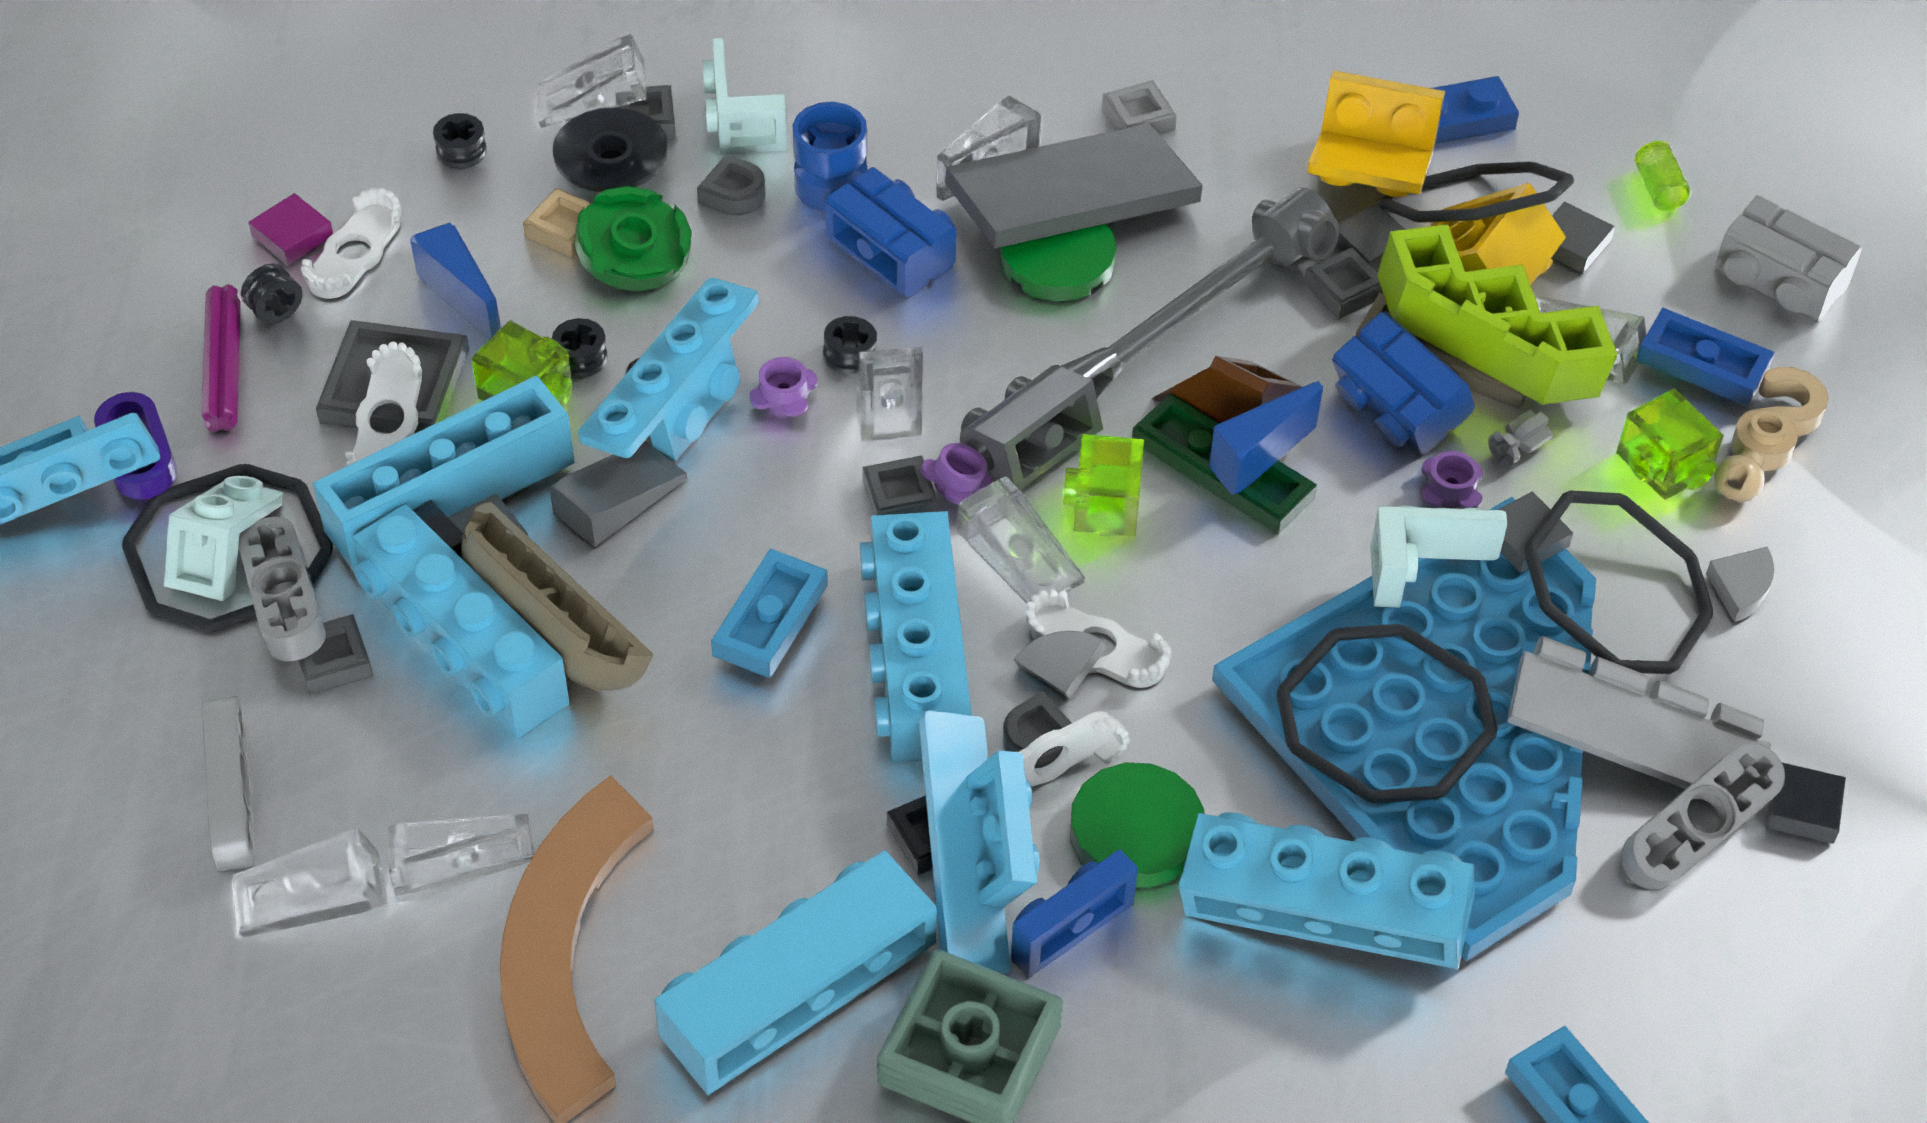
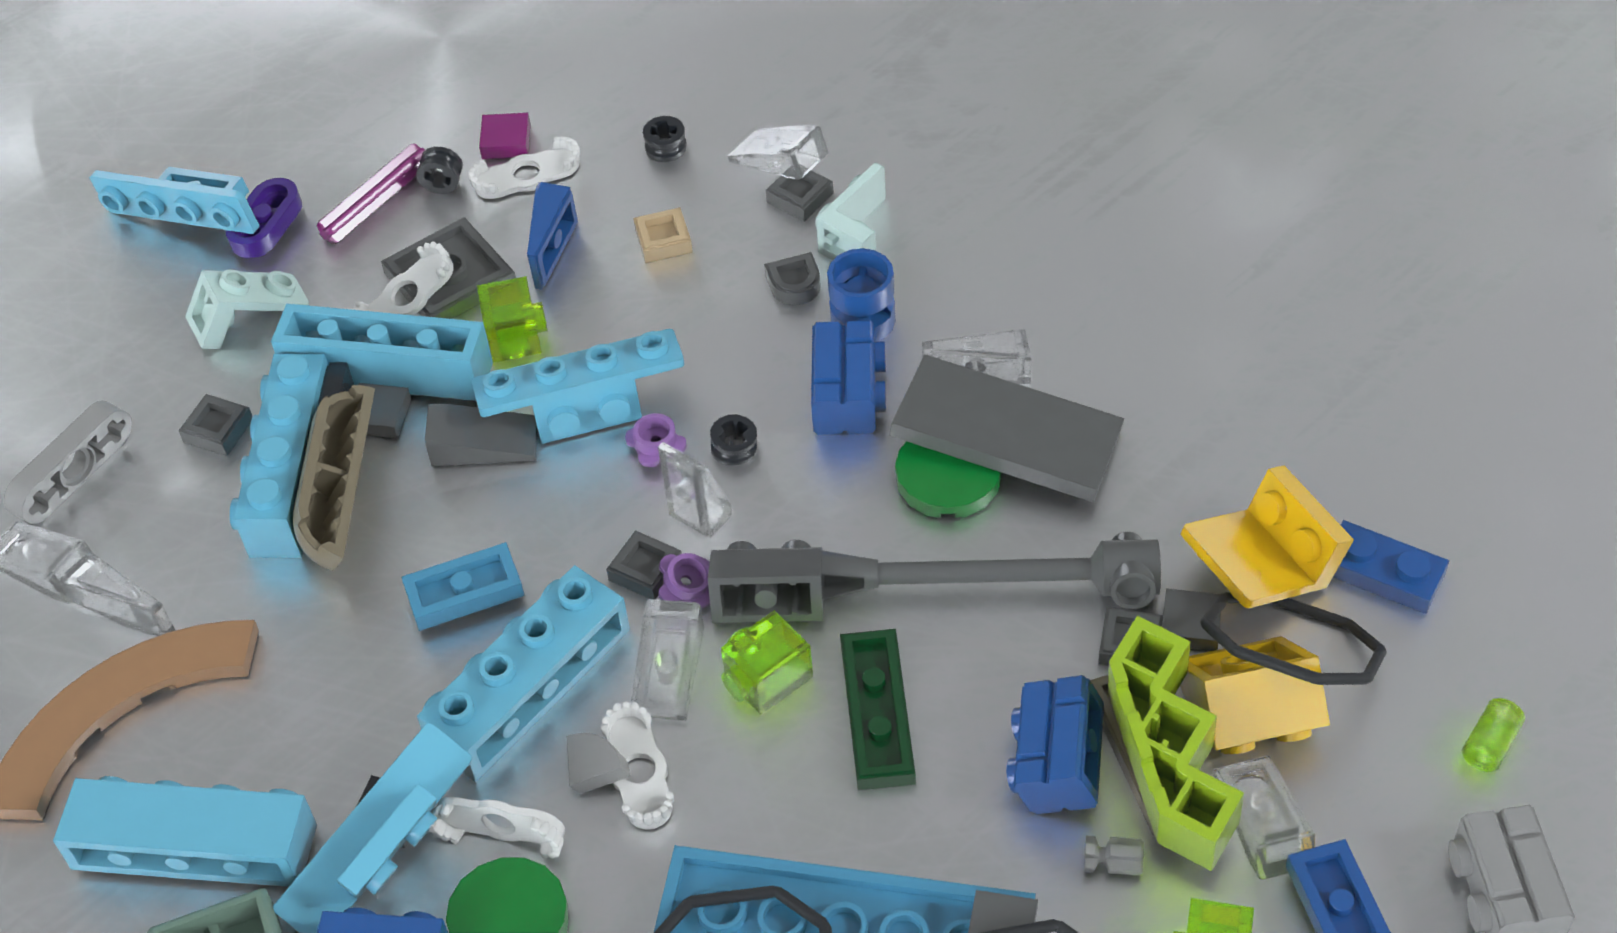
camera: 50 degrees right, 0 degrees up
(197, 484) = (234, 265): black piece -> none
(296, 601) = (206, 382): light grey beam -> none
(593, 352) = (579, 317): black bush -> none
(610, 149) = (736, 201): black dish -> none
(632, 239) = (683, 273): green tile -> none
(1030, 722) = (528, 790): dark grey tile -> none
(1139, 106) = (1138, 403): light grey tile -> none
(1230, 388) = (945, 669): reddish brown slope -> none
(1260, 437) = (899, 707): blue slope -> none
(1438, 533) = (870, 863): light aqua bracket -> none
(1451, 481) = (1023, 834): medium lavender plate -> none
(1584, 237) = (1358, 732): dark grey tile -> none

